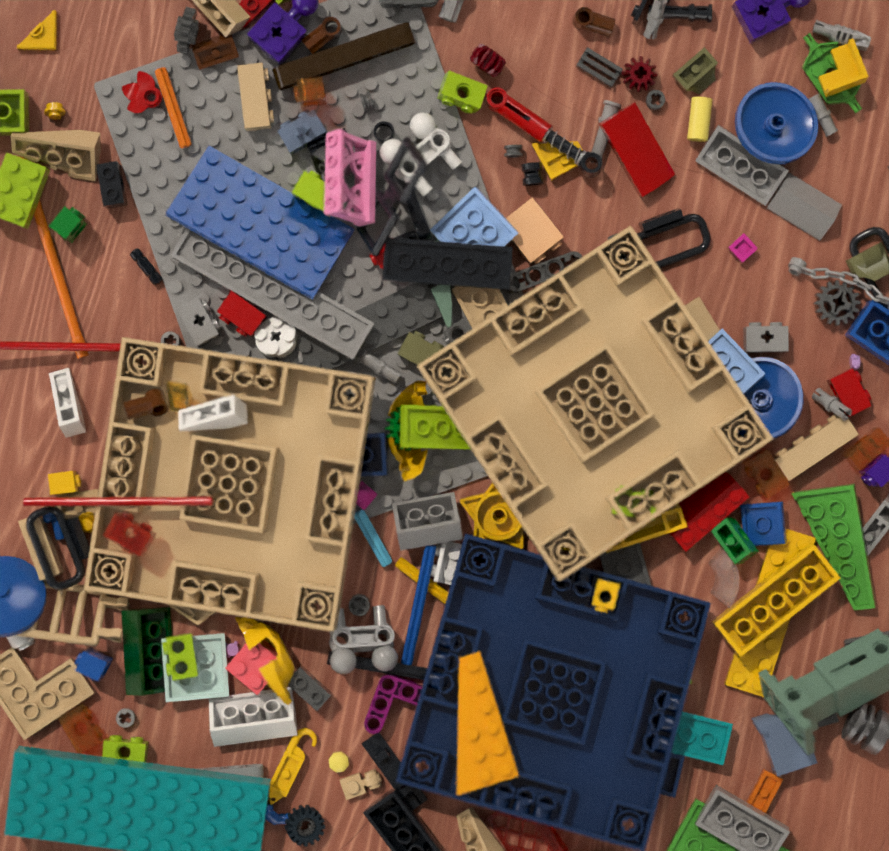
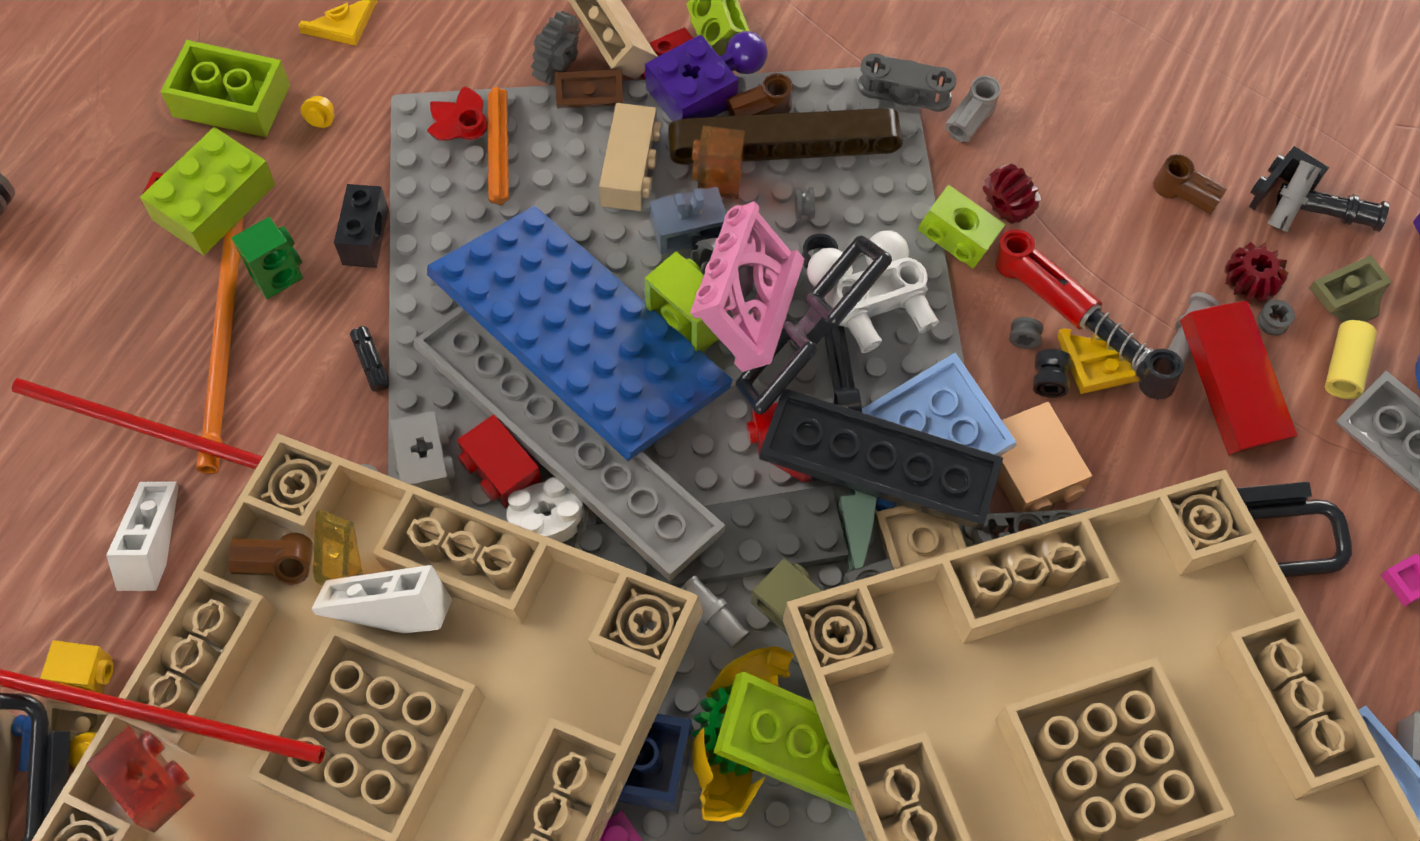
camera: 15 degrees right, 25 degrees down
(67, 150) = (305, 161): tan wedge -> none
(588, 51) = (1191, 248): dark grey tile -> none

